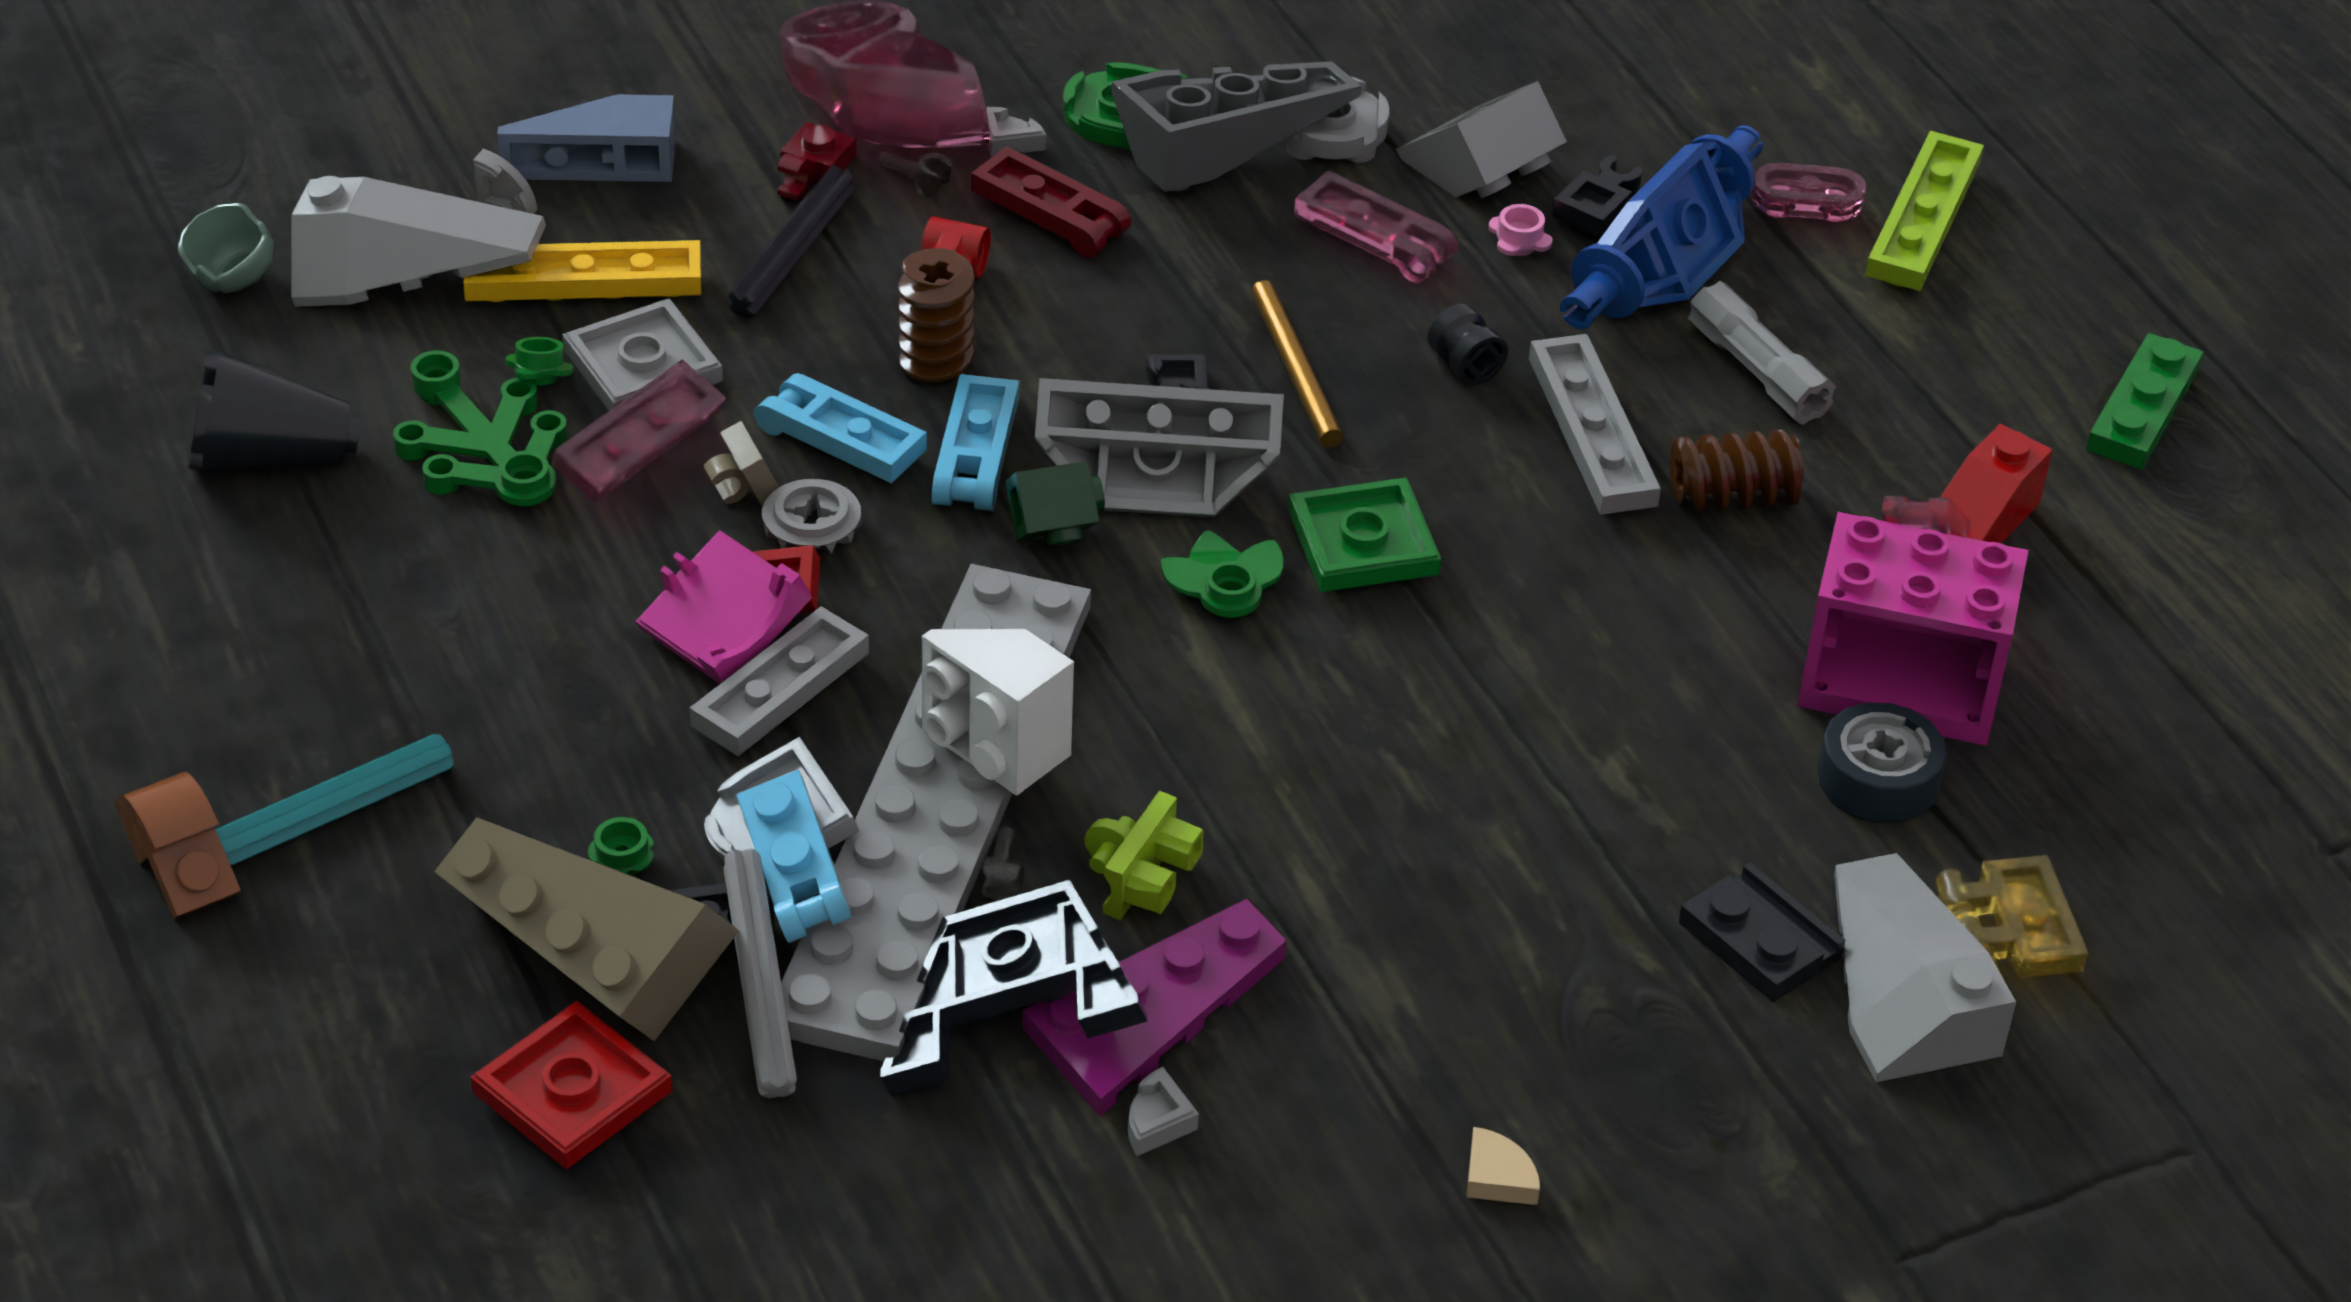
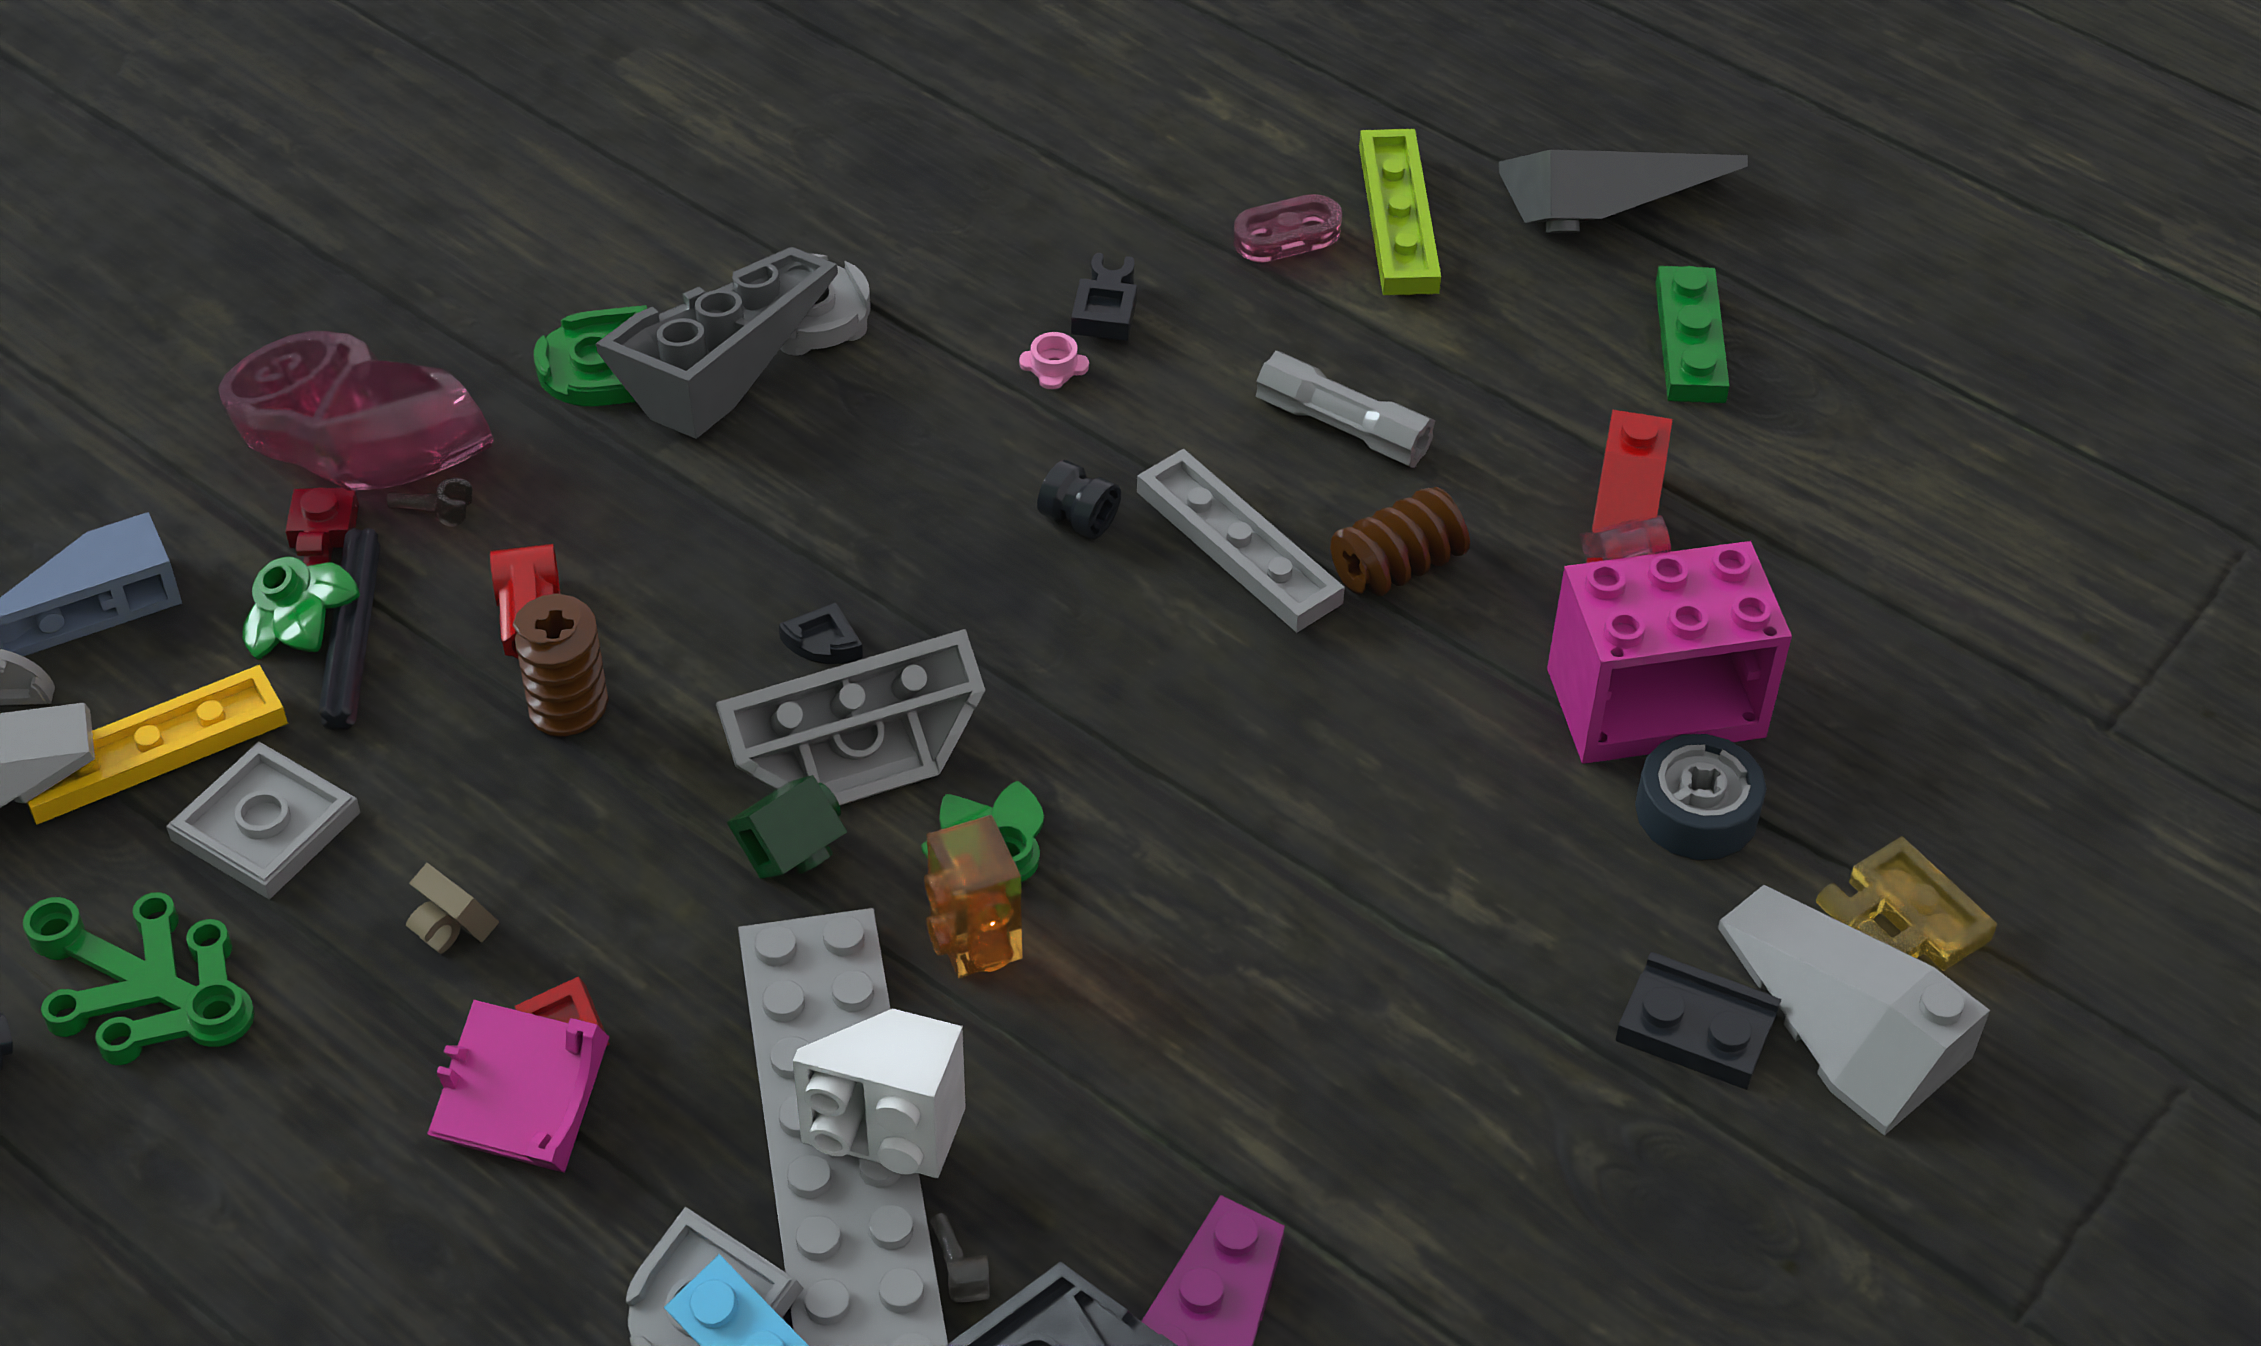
camera: 25 degrees left, 5 degrees up
(539, 360) = (159, 866): green plate -> none
(638, 430) = (310, 910): clear pink plate -> none
(753, 204) = (293, 604): none -> green plate
(779, 681) = (617, 1144): light grey plate -> none
(791, 505) = (566, 919): light grey gear -> none
(842, 427) = (519, 821): medium azure plate -> none
(975, 441) = (665, 784): medium azure plate -> none
(1013, 132) = (512, 427): light grey tile -> none
(1051, 200) = (590, 488): dark red plate -> none
(1133, 851) = (1105, 1222): lime hips -> none
(1170, 601) = (973, 897): none -> clear orange brick
(1297, 364) = (925, 578): pearl gold bar -> none
(1364, 534) = (1098, 741): green plate -> none
(1376, 225) = (919, 402): clear pink plate -> none
(1488, 143) = (973, 280): light grey slope -> none
(1668, 232) = (1204, 319): blue plate -> none
(2112, 239) = (1591, 185): none -> dark grey wedge

